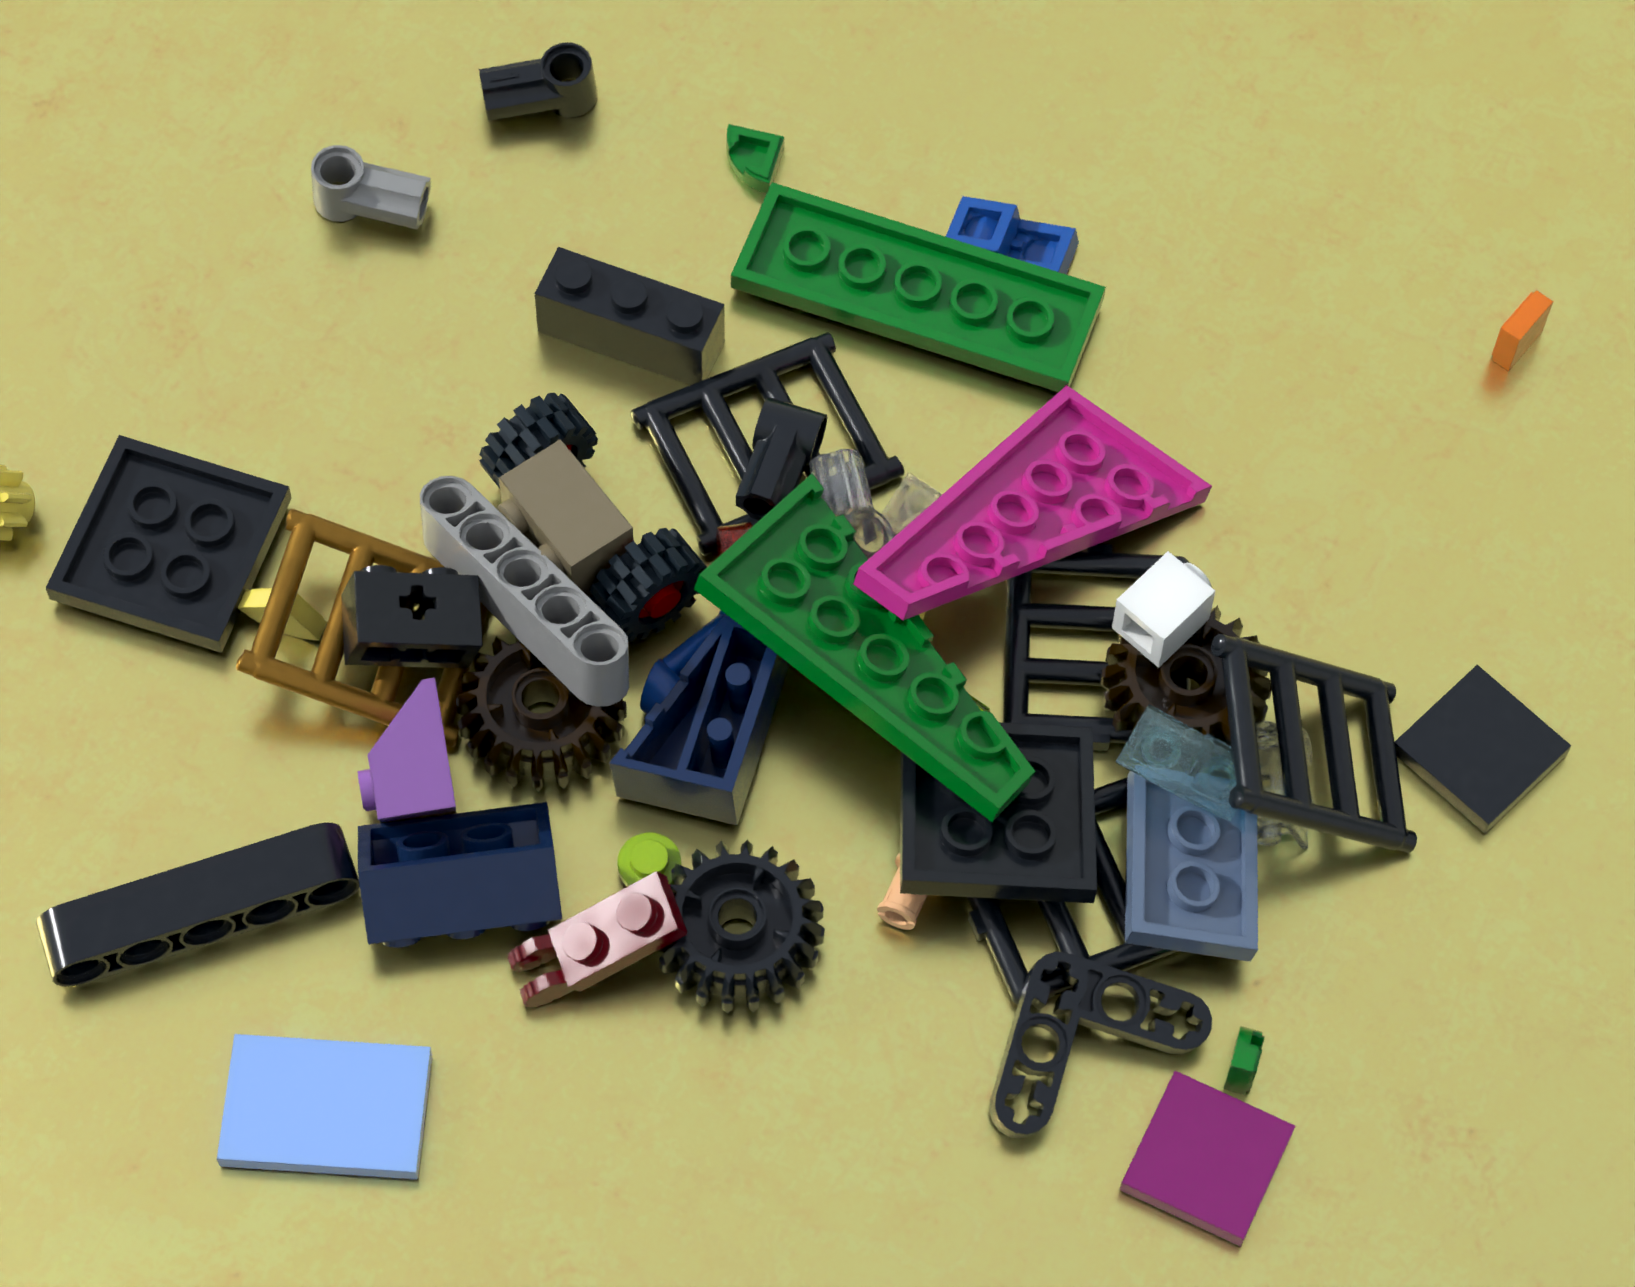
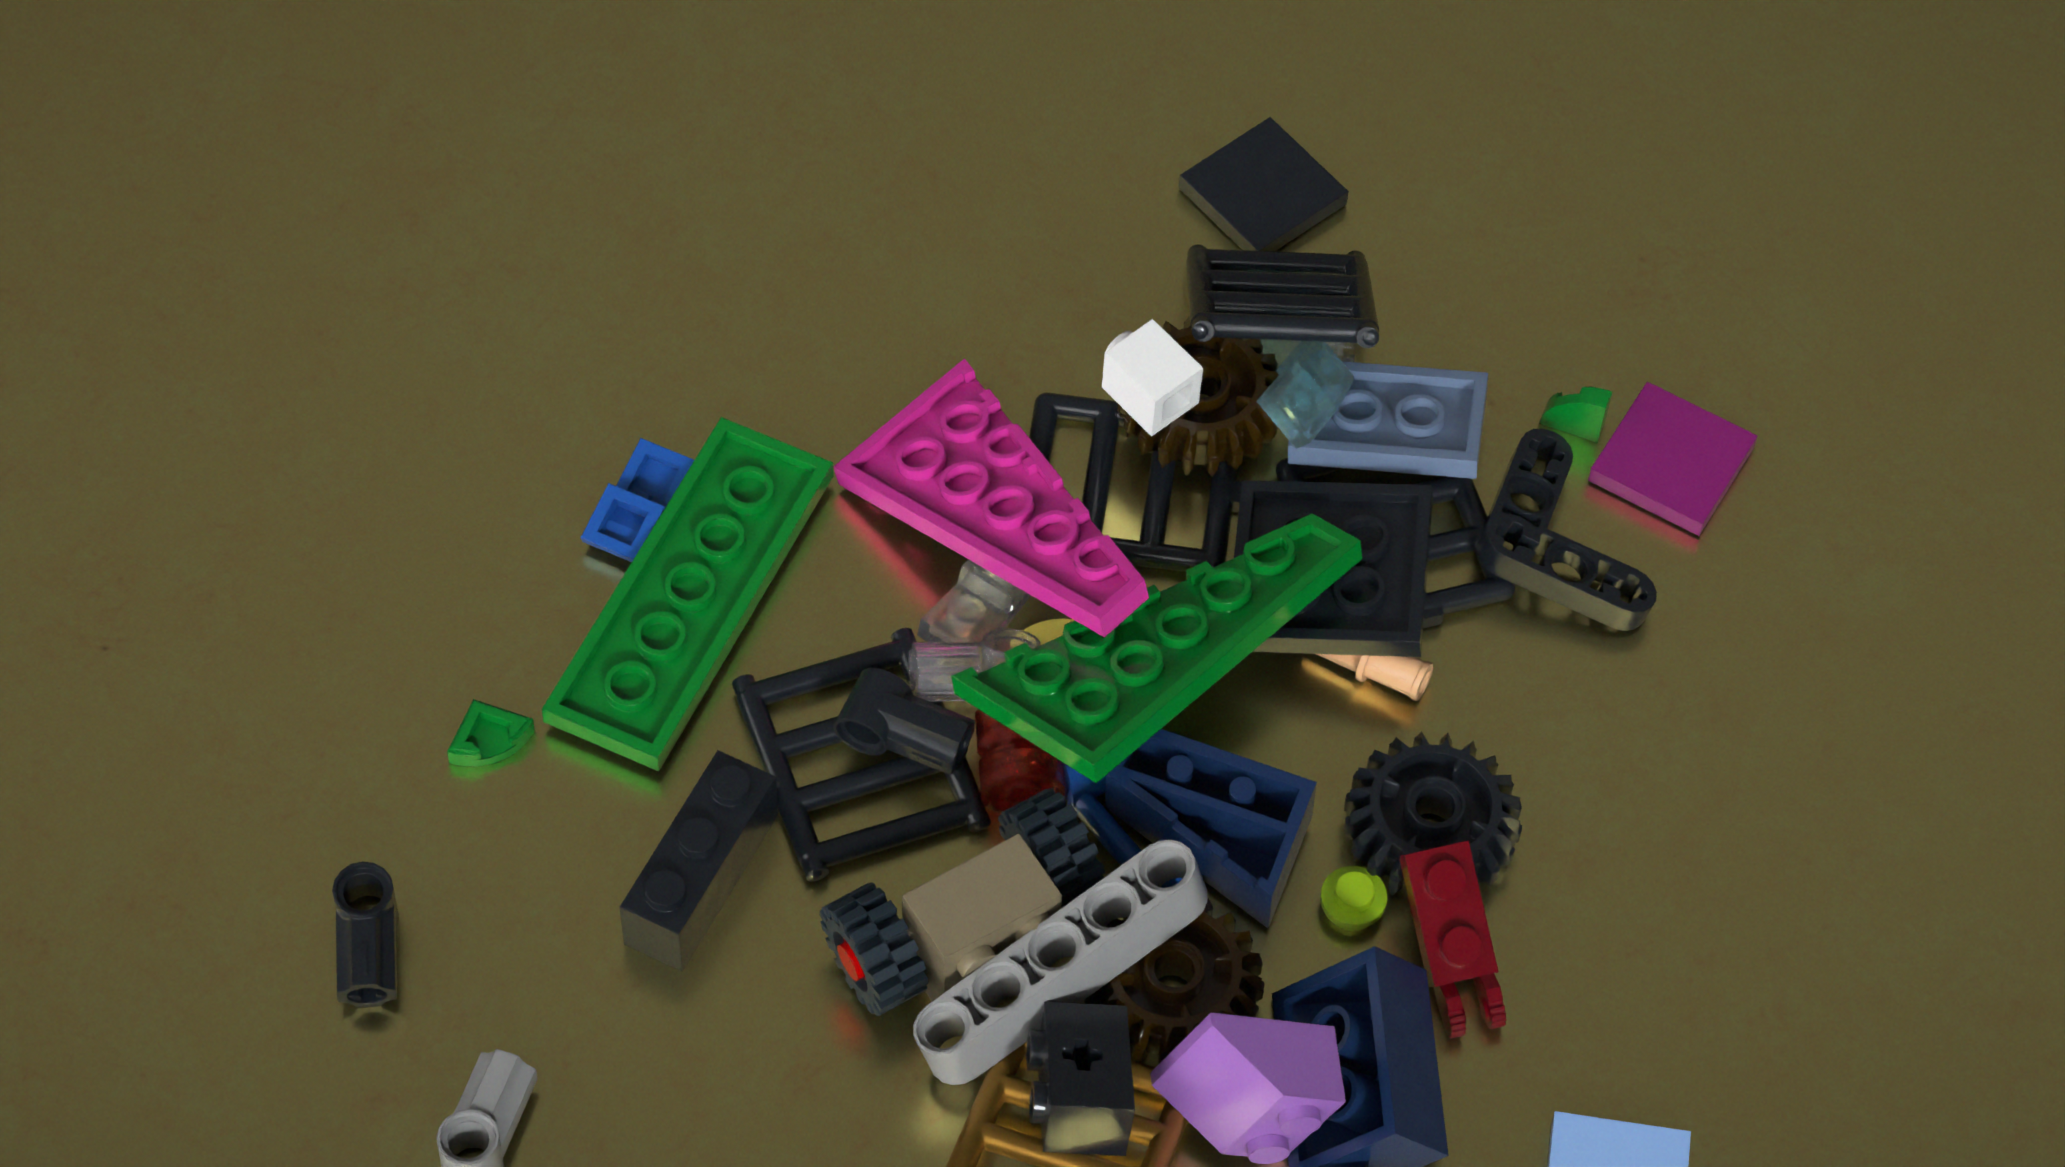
camera: 85 degrees left, 5 degrees down
(1521, 330) = (816, 81): orange tile -> none

